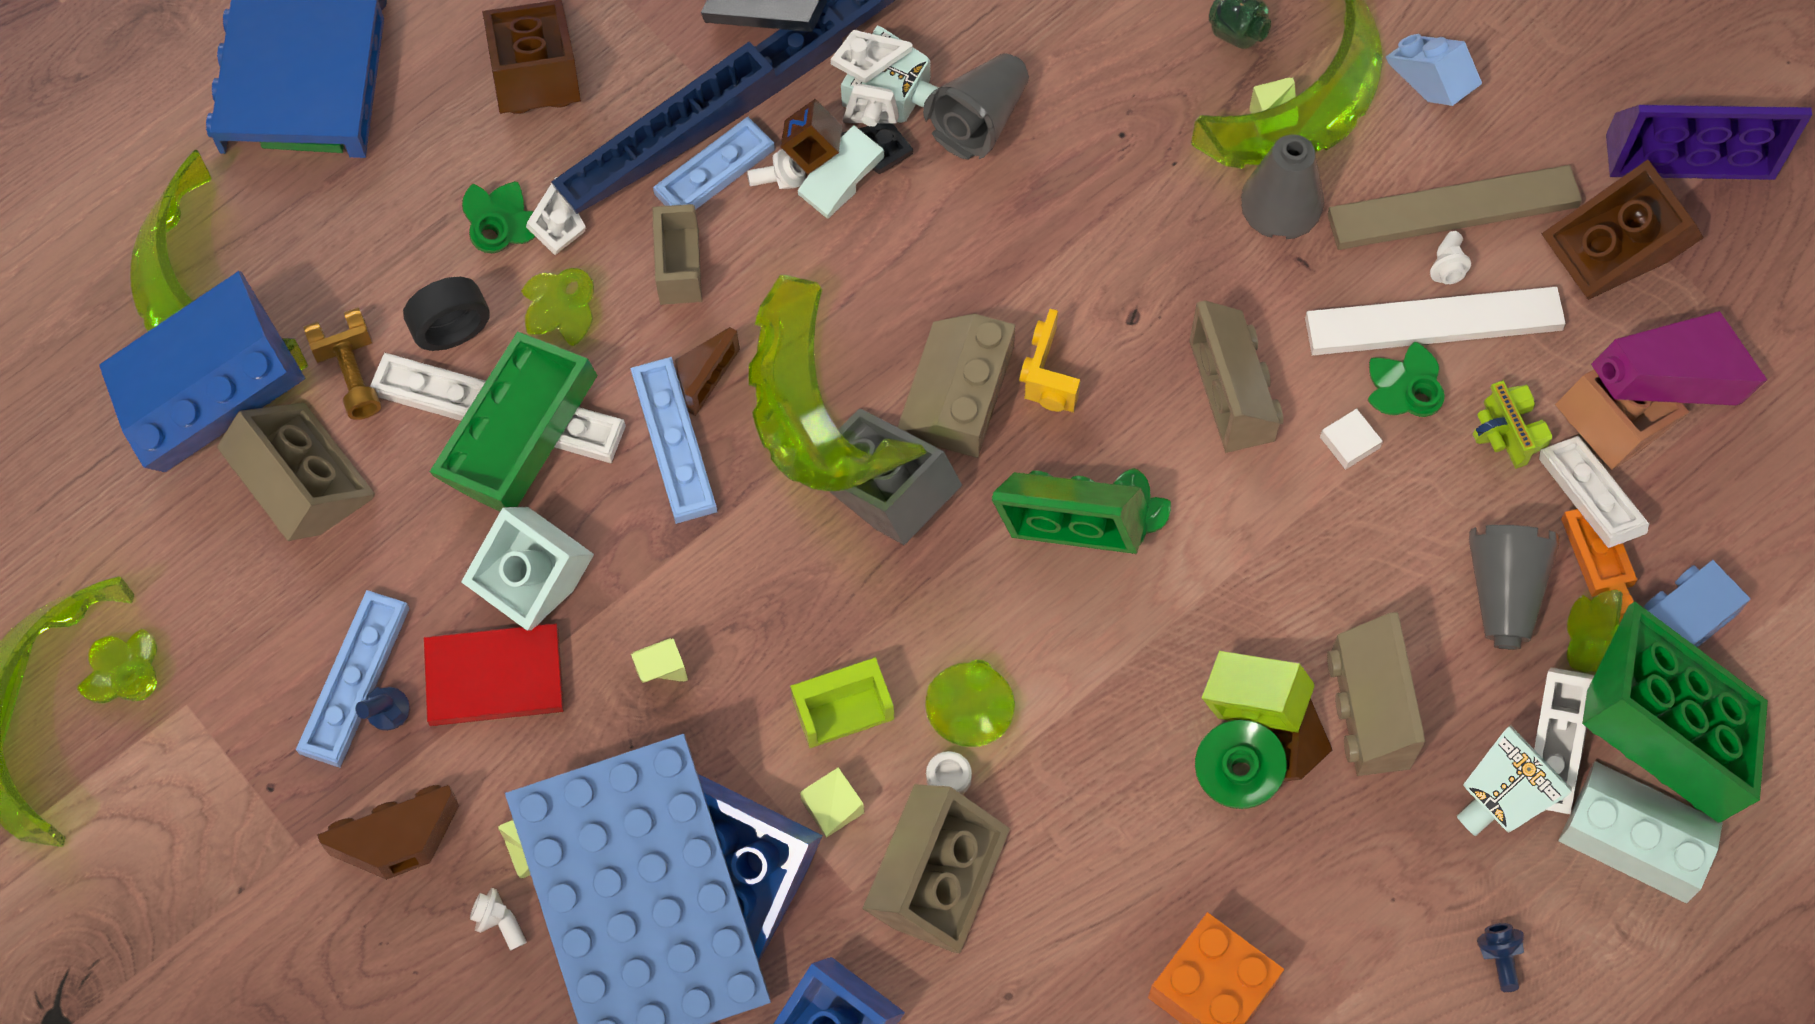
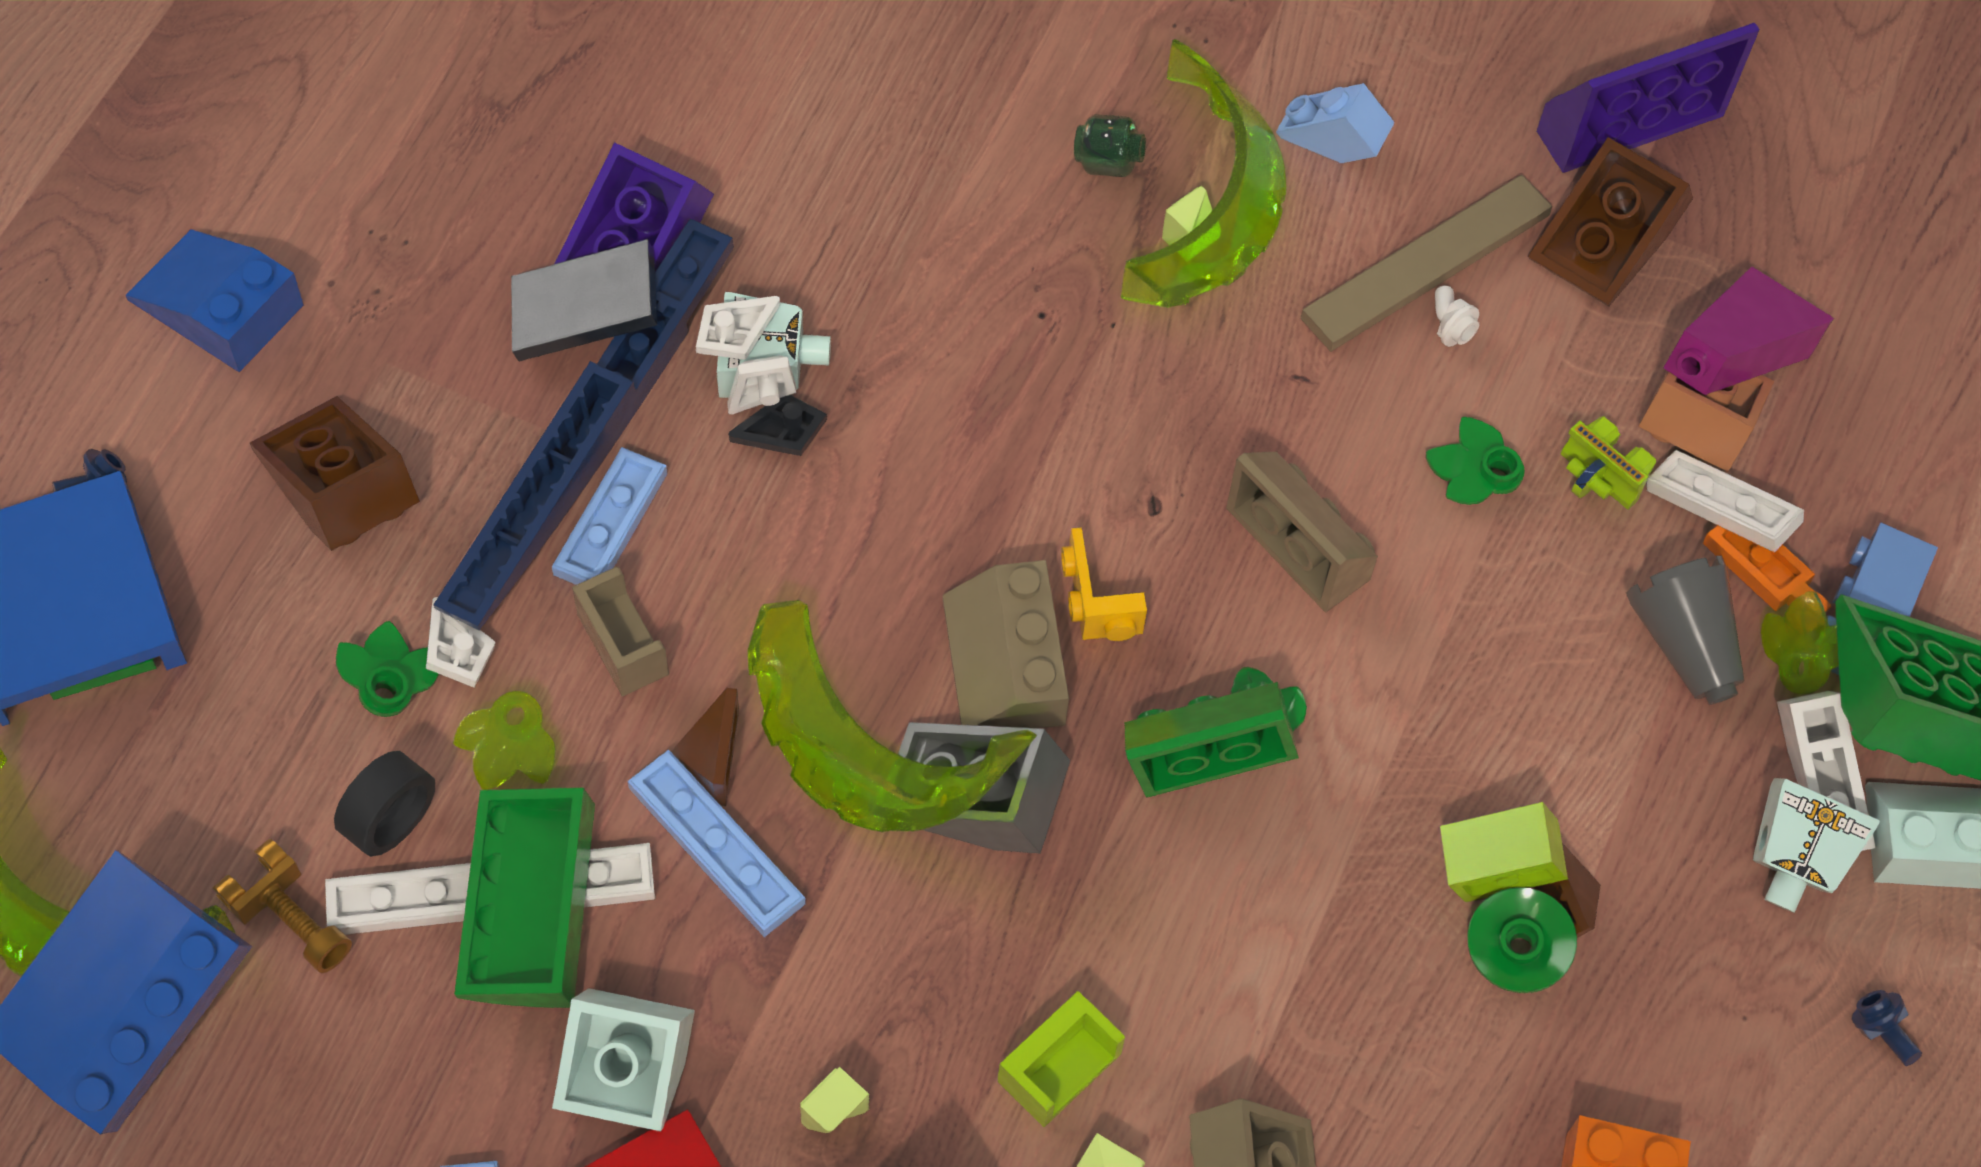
camera: 30 degrees left, 5 degrees down
(294, 469) = (282, 1061): dark tan slope -> none
(784, 172) = (696, 489): white plate -> none
(811, 136) = (711, 441): reddish brown brick -> none
(837, 178) = (758, 469): light aqua slope -> none
(949, 770) = (1213, 1085): white tile -> none
(970, 704) = (1199, 1000): clear neon green dish -> none
(976, 106) = (877, 342): dark grey cone -> none
(1284, 190) = (1250, 307): dark grey cone -> none
(1351, 439) = (1449, 545): white tile -> none
(1376, 697) = (1628, 804): dark tan slope -> none
(1434, 320) = (1468, 388): white tile -> none

